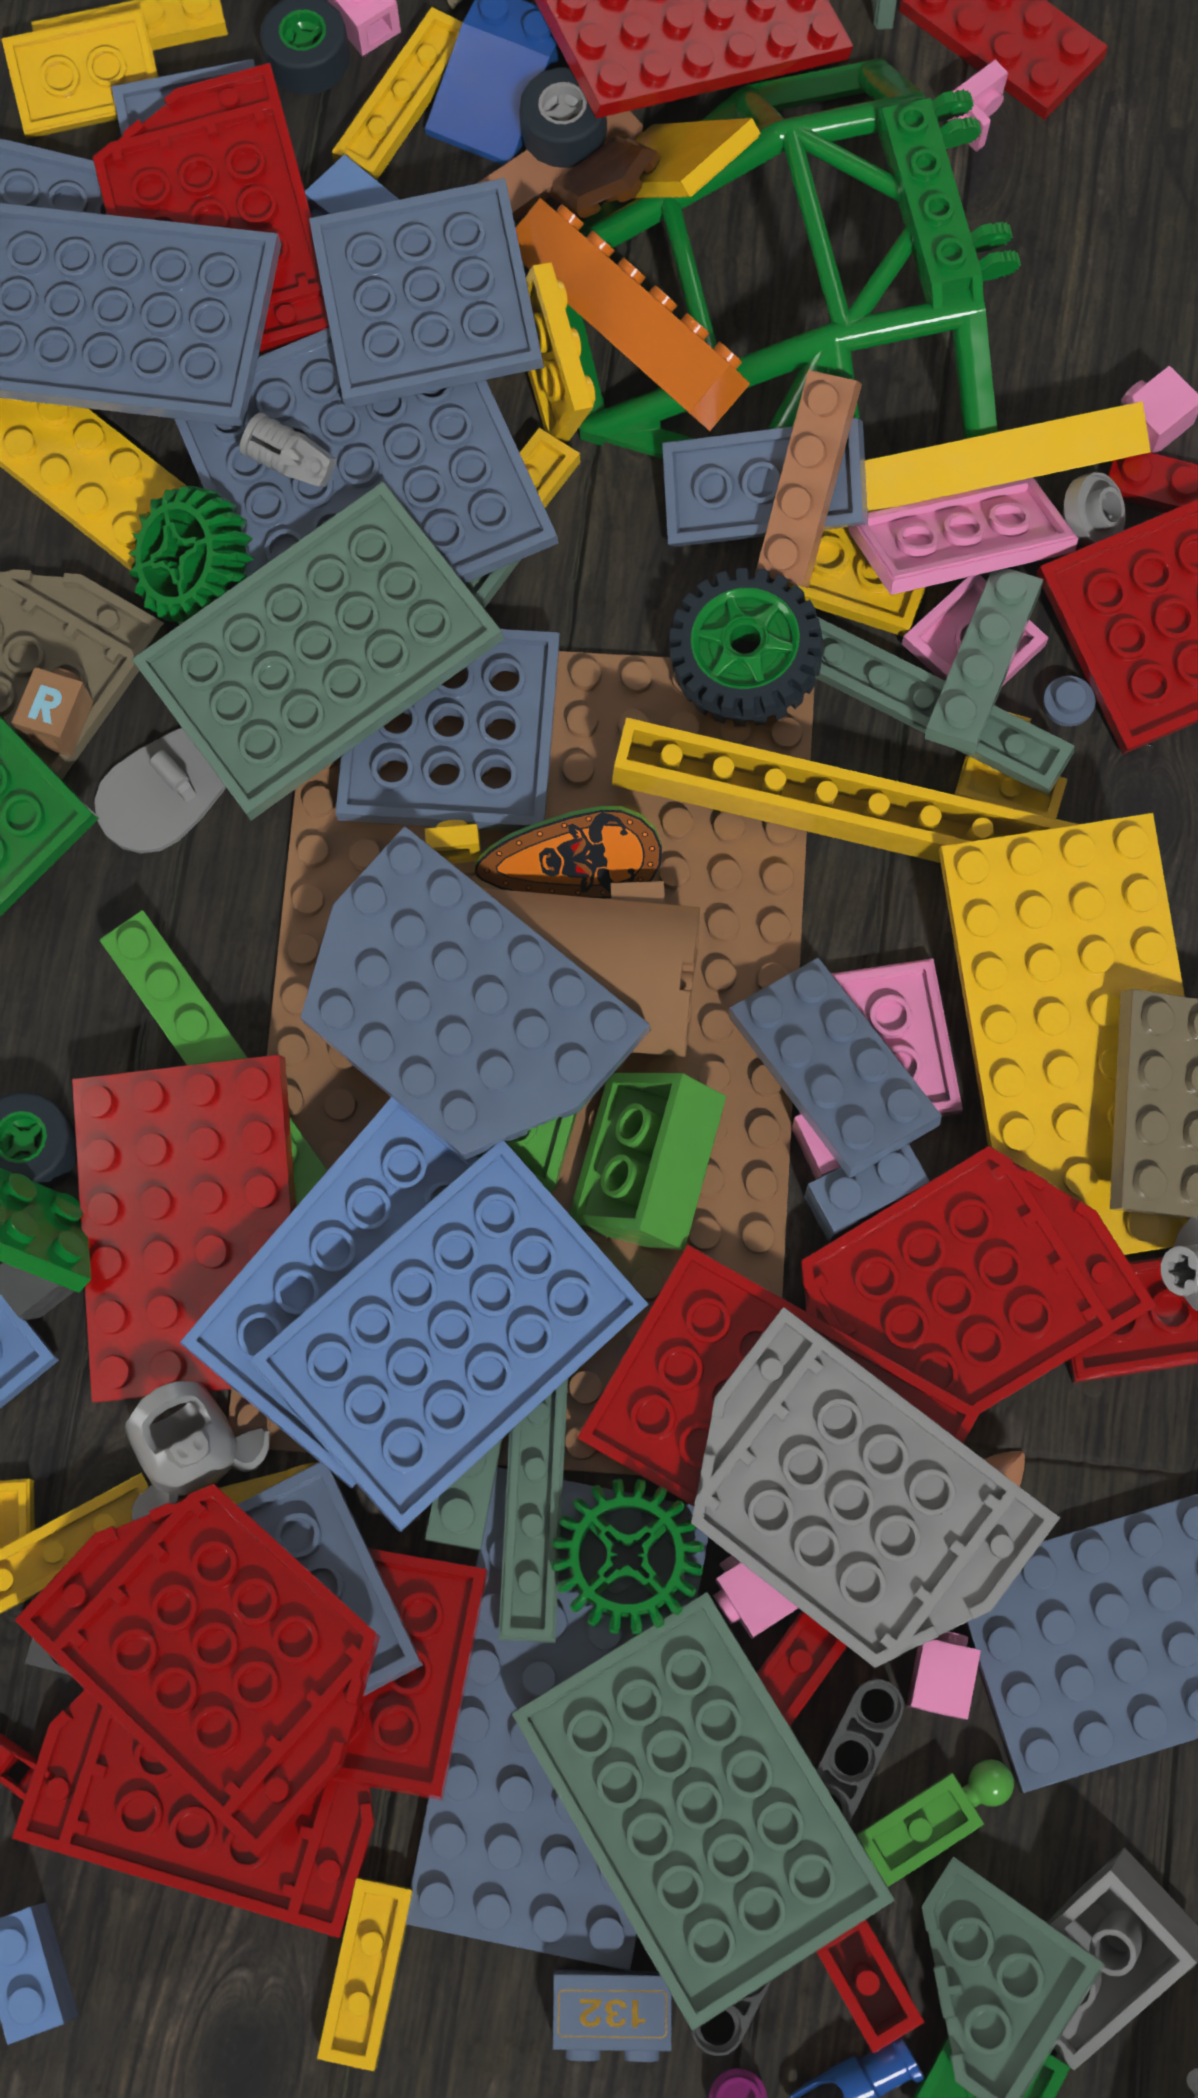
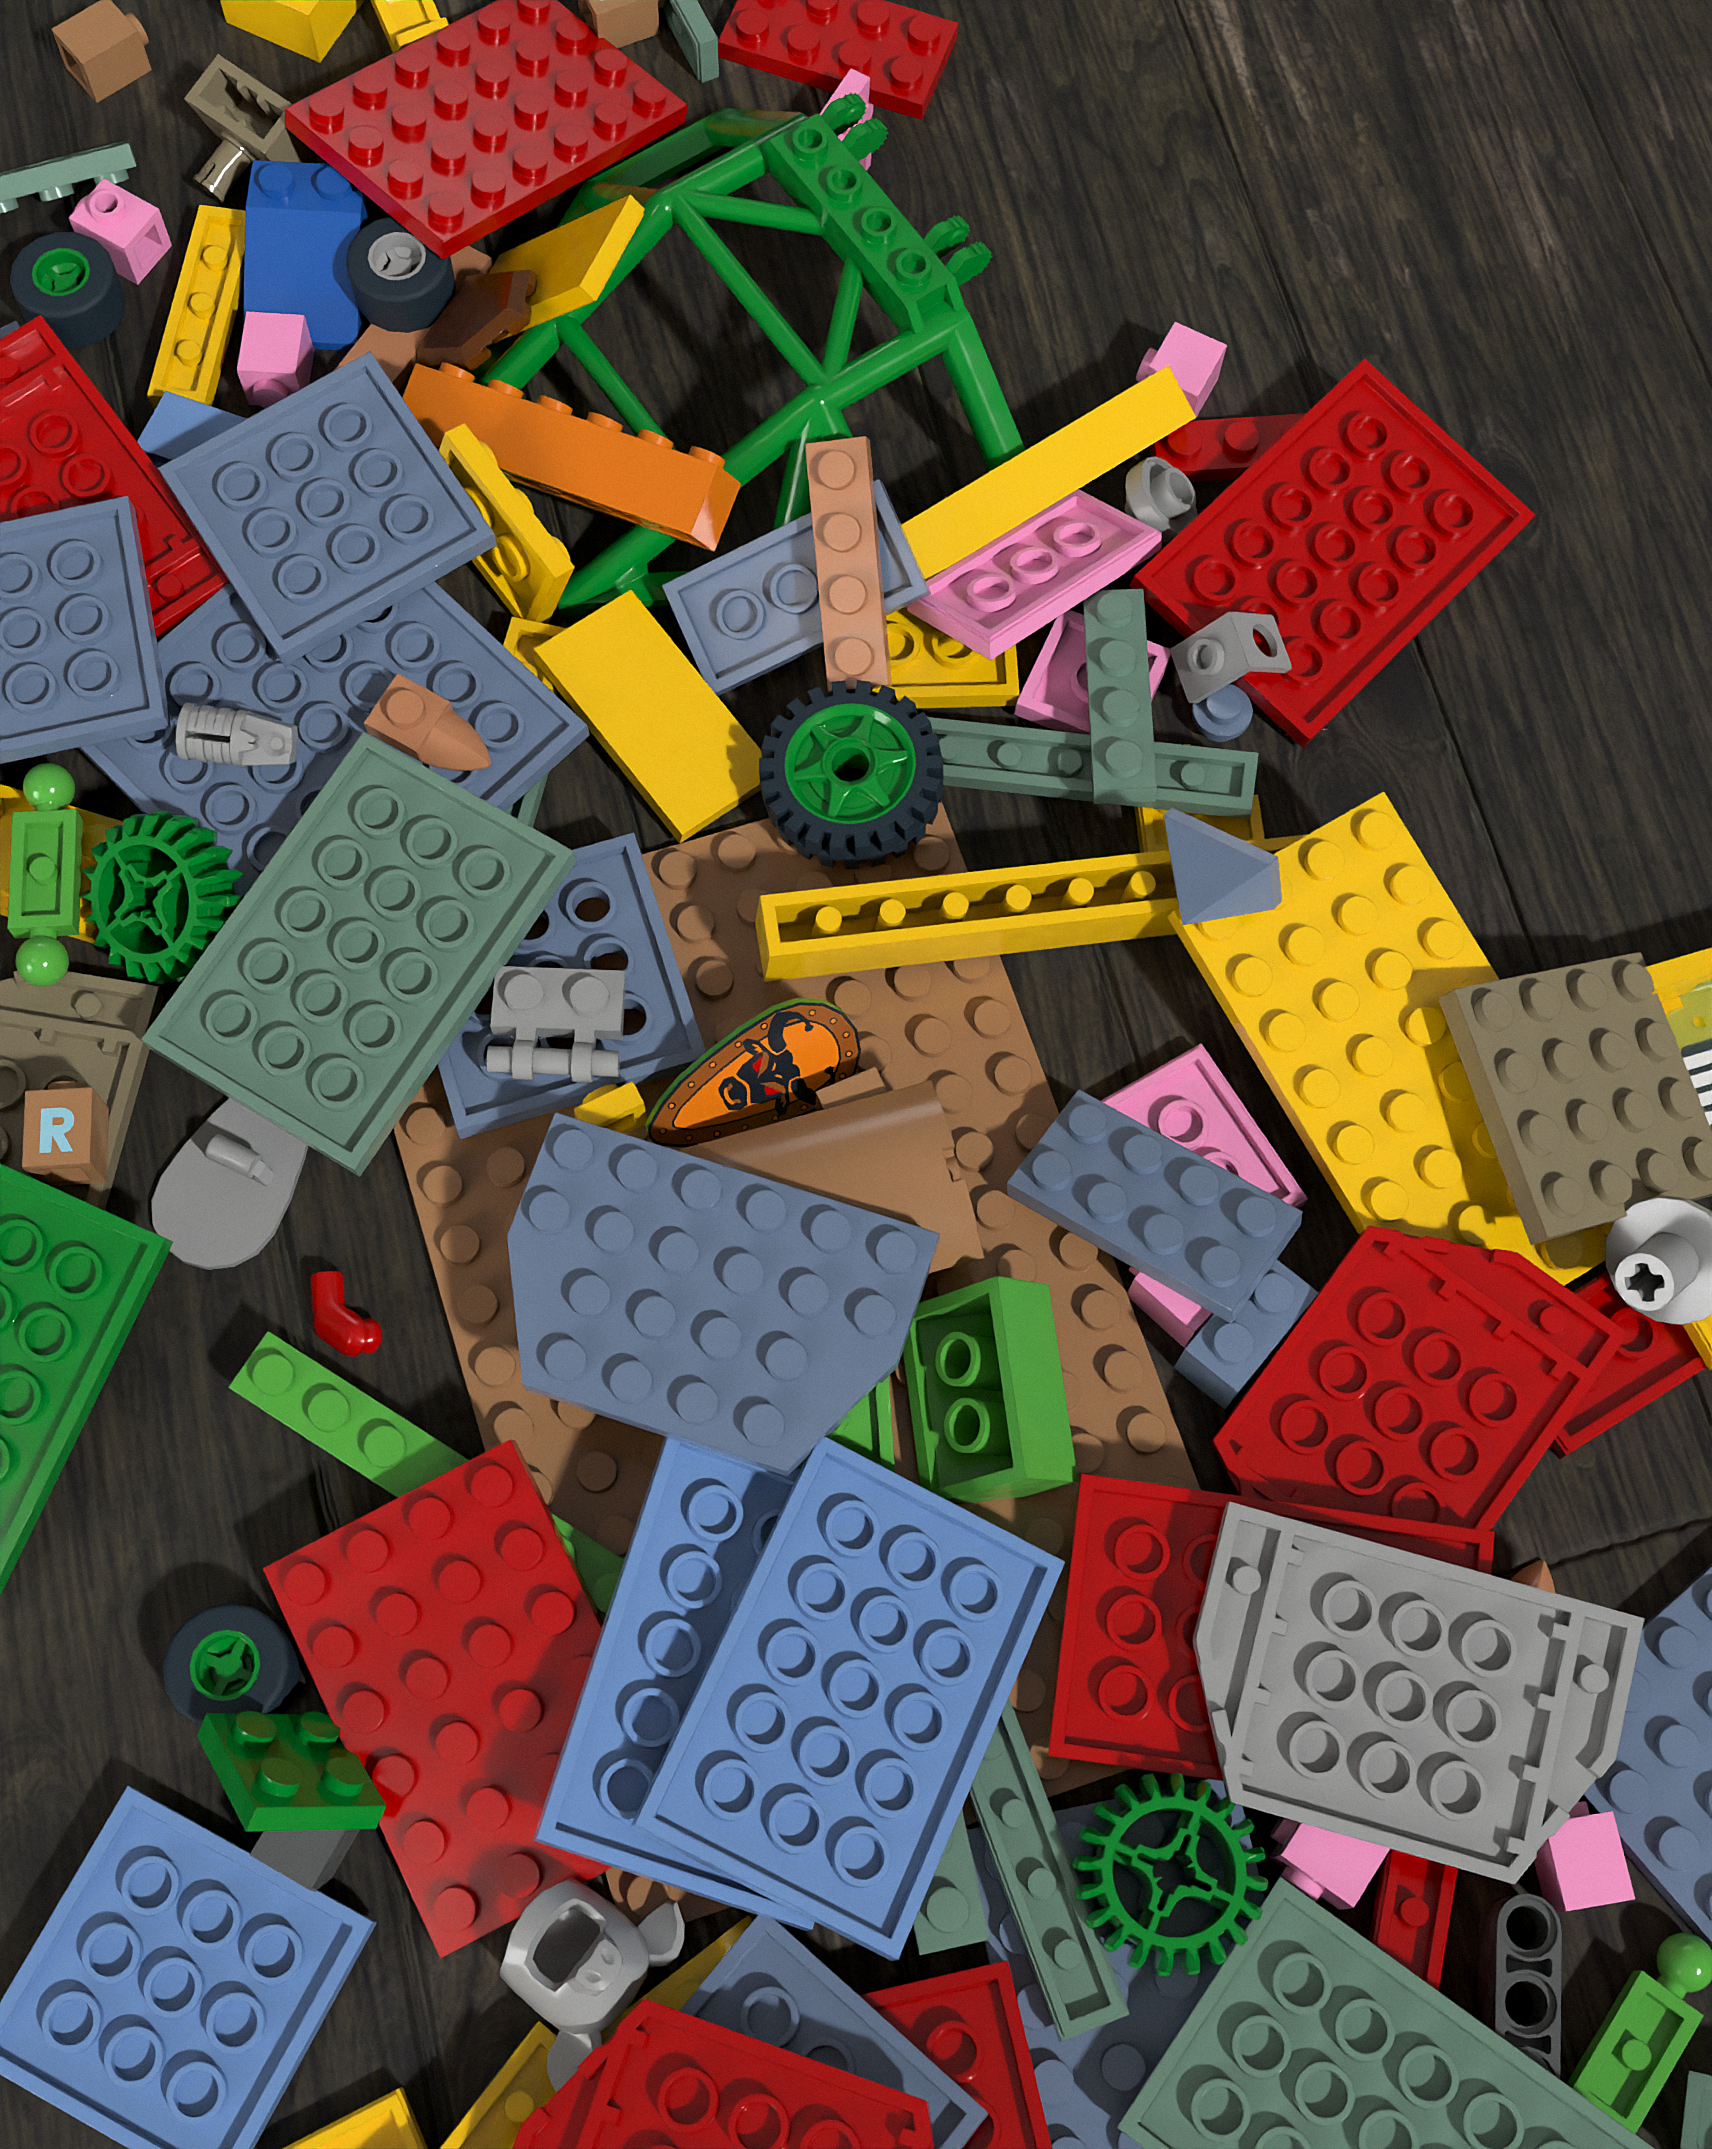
camera: 30 degrees left, 5 degrees down
(112, 507) = (45, 874): none -> bright green plate
(197, 924) = (338, 1324): none -> red arm
(433, 494) = (426, 728): none -> nougat plate
(440, 154) = (274, 357): none -> bright pink brick
(444, 744) = (557, 1005): none -> light grey plate
(615, 543) = (653, 714): none -> yellow tile
(984, 828) = (1218, 872): none -> sand blue slope
(1087, 655) = (1227, 652): none -> light grey bracket

